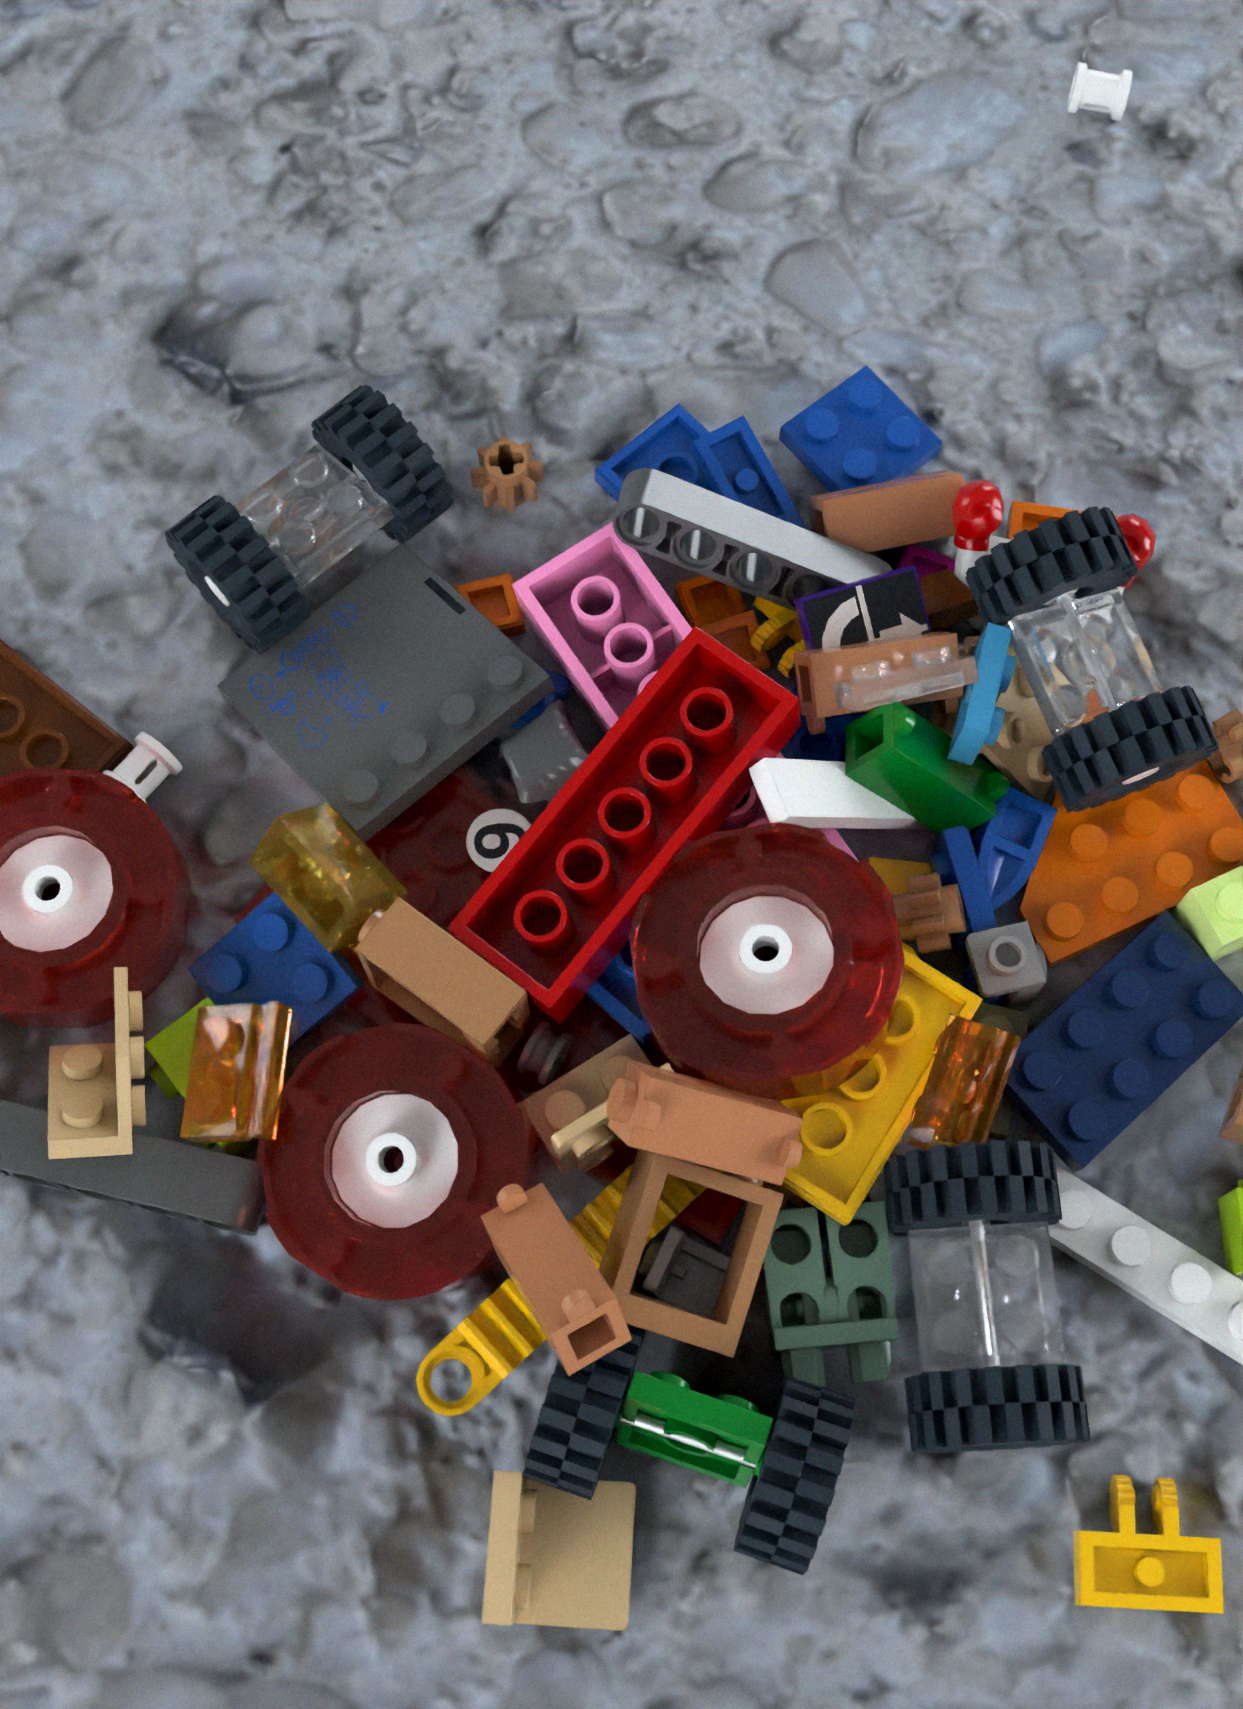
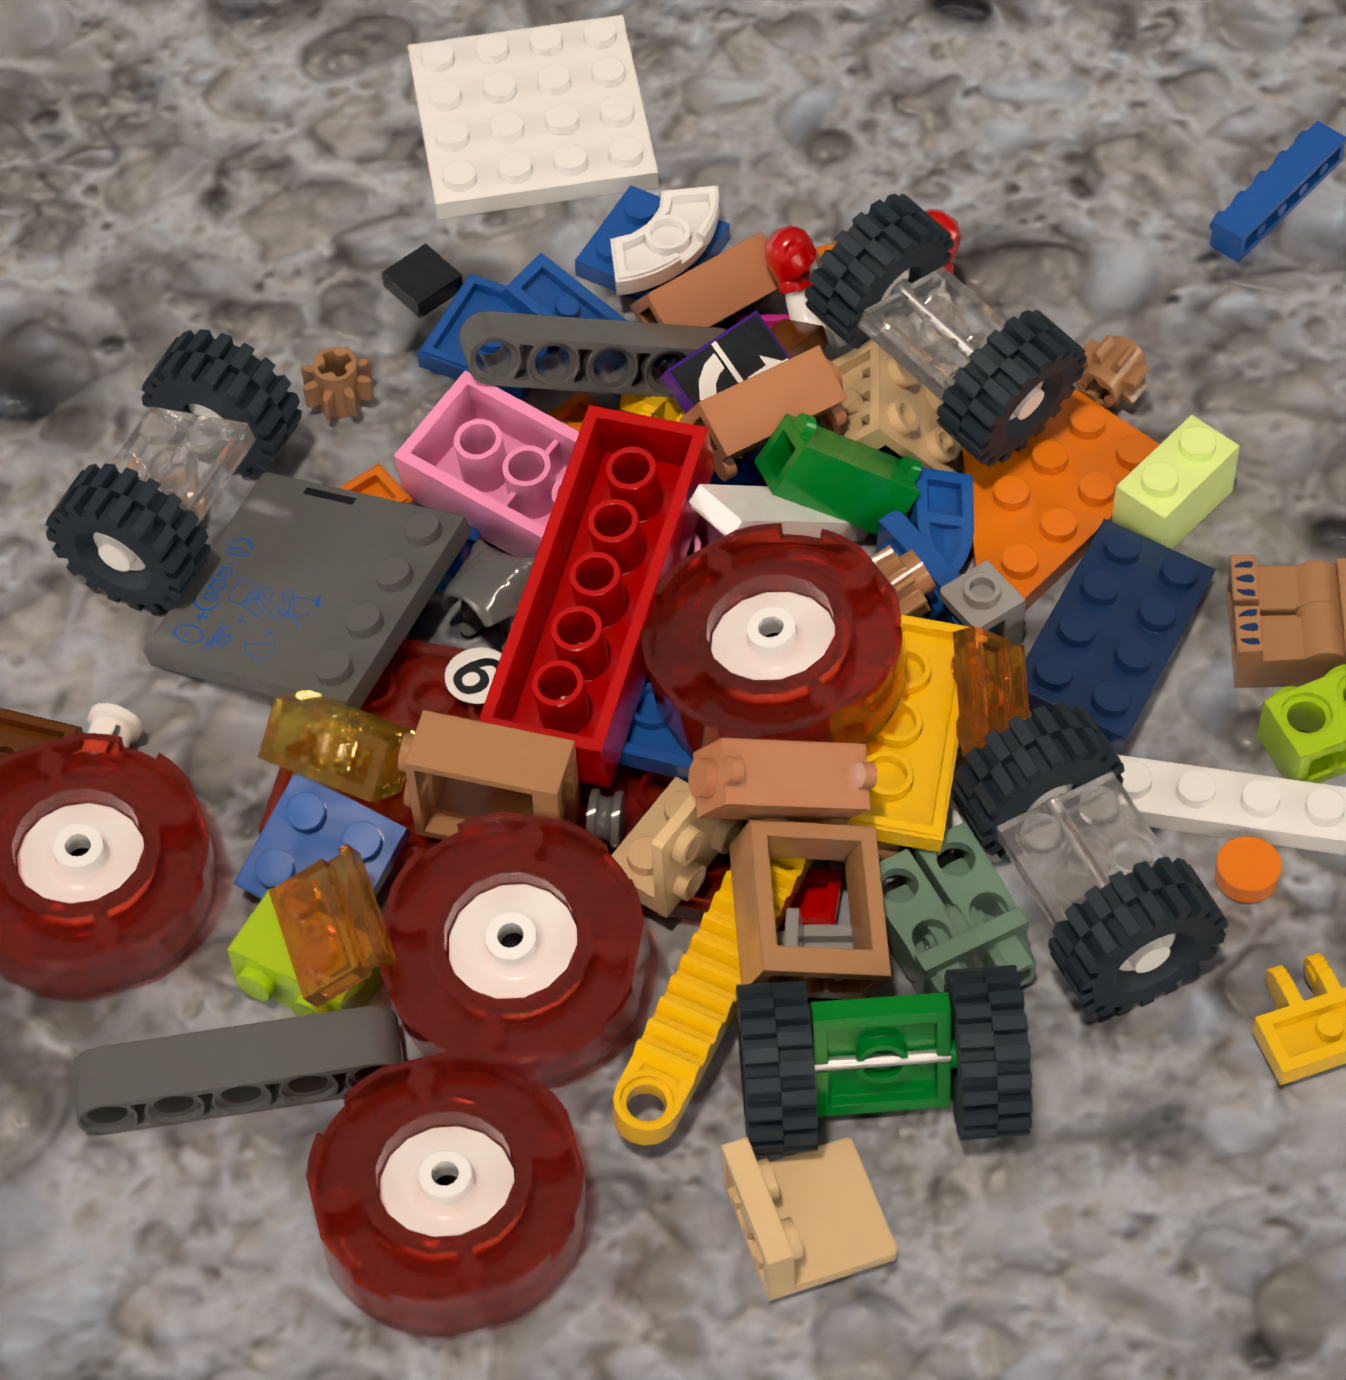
camera: 20 degrees left, 15 degrees down
(92, 1089) = (222, 995): tan bracket -> none
(164, 1379) = (448, 1194): none -> clear red piece
(555, 1276) = (706, 949): nougat brick -> none
(633, 392) = (422, 280): none -> black tile
(807, 256) = (531, 117): none -> white plate
(874, 443) = (668, 241): none -> white tile
(878, 685) = (809, 379): clear plate -> none
(977, 715) = (862, 374): dark azure plate -> none
(1145, 1350) = (1248, 869): none -> orange tile

